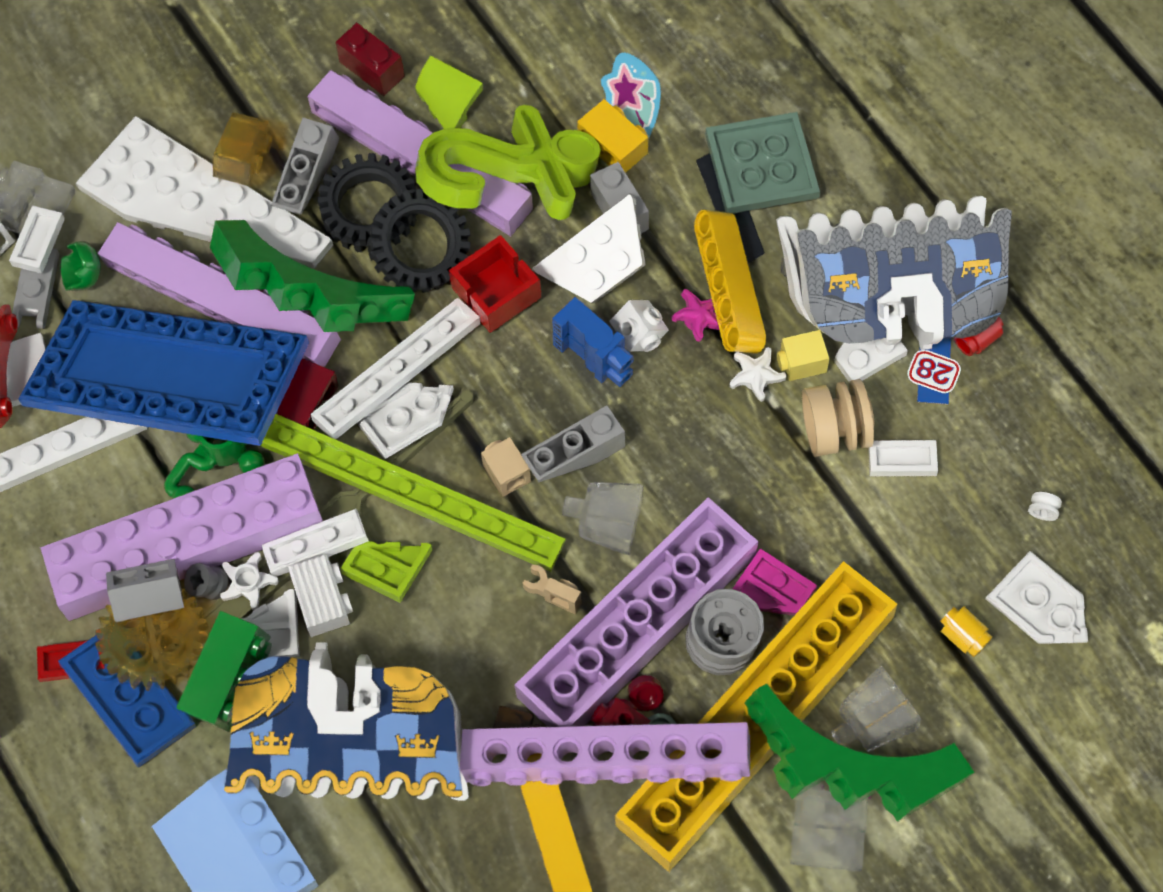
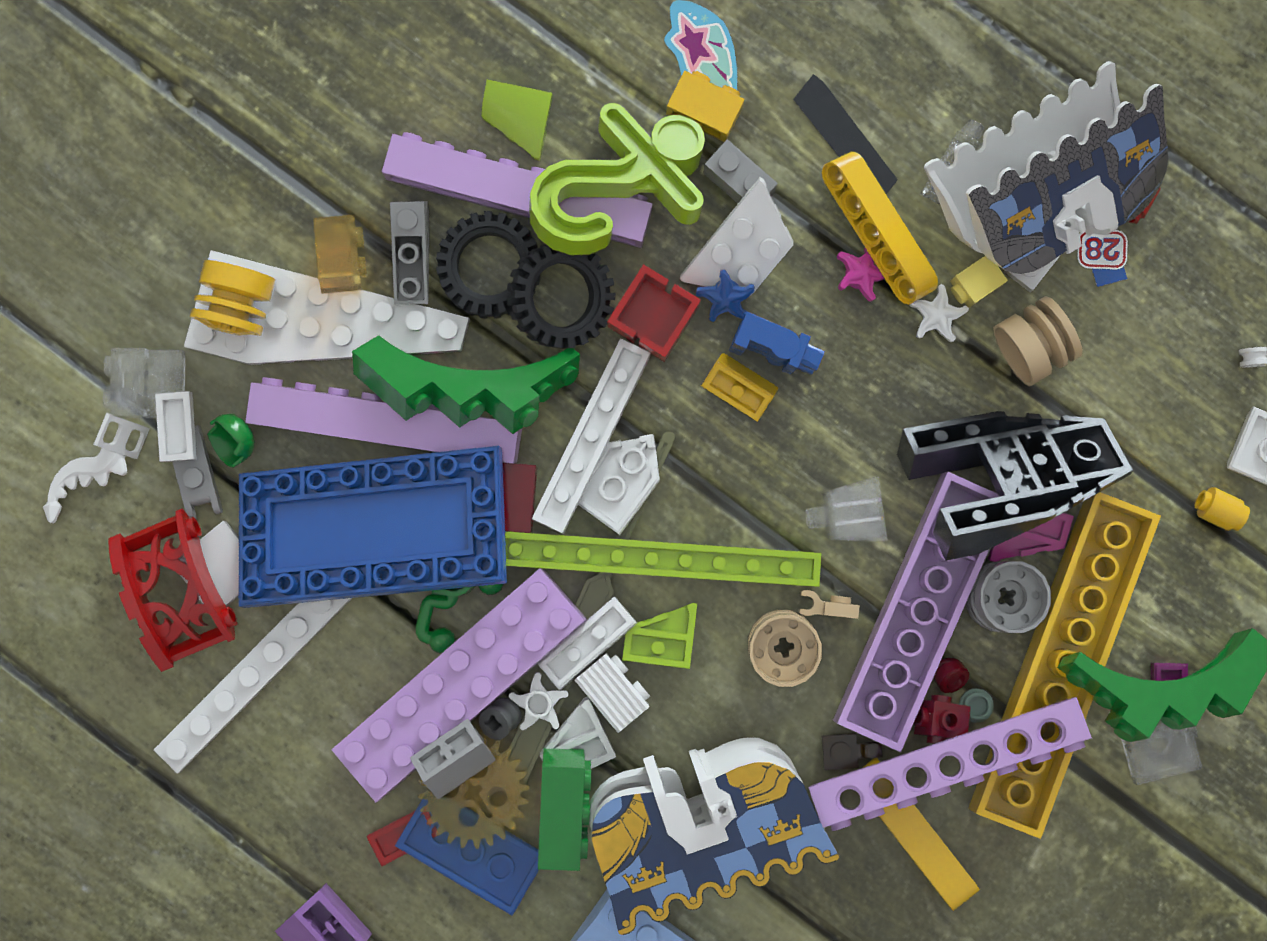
camera: 25 degrees left, 20 degrees up
(133, 146) = (232, 298): none -> yellow wheel
(370, 59) = (424, 103): dark red brick -> none
(482, 591) = (801, 657): none -> tan wheel
(505, 466) = (735, 498): tan brick -> none
(550, 376) = (740, 386): none -> yellow slope
(565, 289) = (725, 296): none -> blue animal
(576, 446) = (796, 459): light grey slope -> none
(640, 325) = (811, 308): white brick -> none
(762, 163) = (863, 83): sand green plate -> none
(782, 524) = (1032, 462): none -> black wedge
(875, 713) = (1166, 620): clear torso -> none
(903, 458) = (1107, 352): white tile -> none

